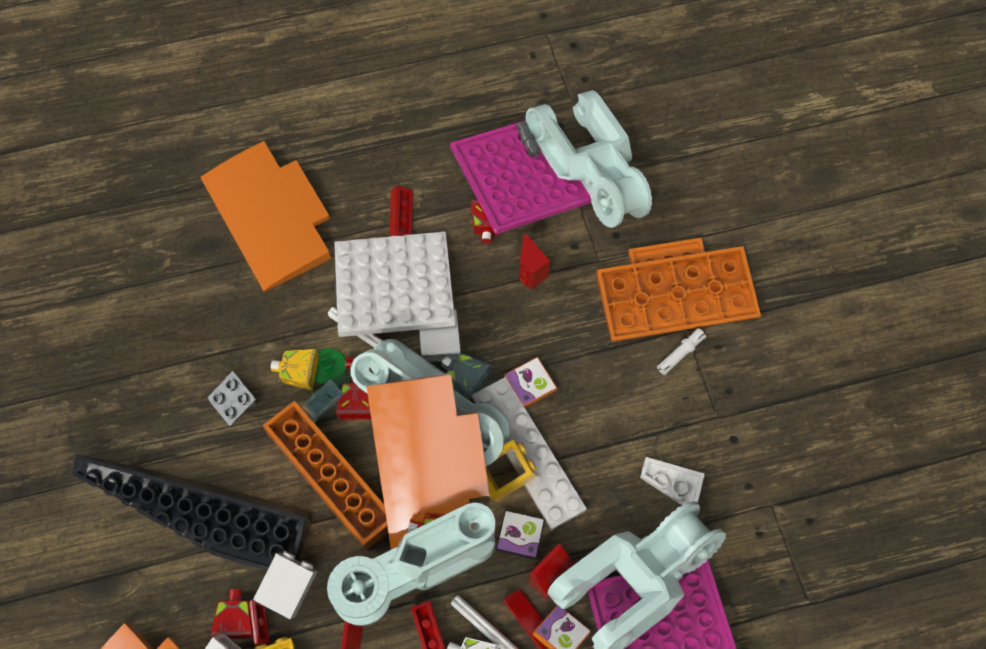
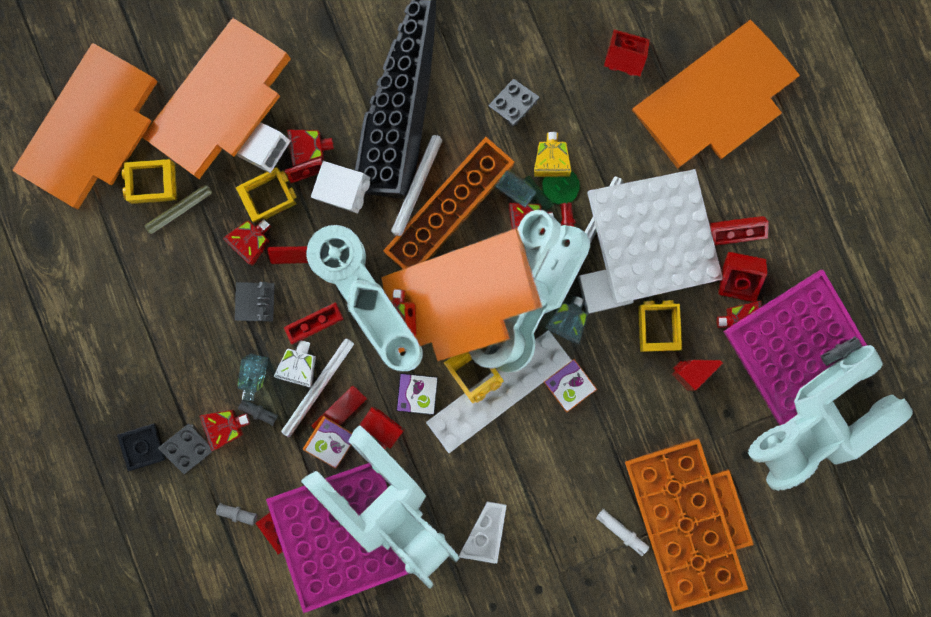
camera: 80 degrees right, 20 degrees up
(207, 286) = (627, 53): none -> red slope
(300, 503) = (416, 185): none -> white axle
(445, 213) = (742, 276): none -> red slope
(483, 277) = (676, 326): none -> yellow window

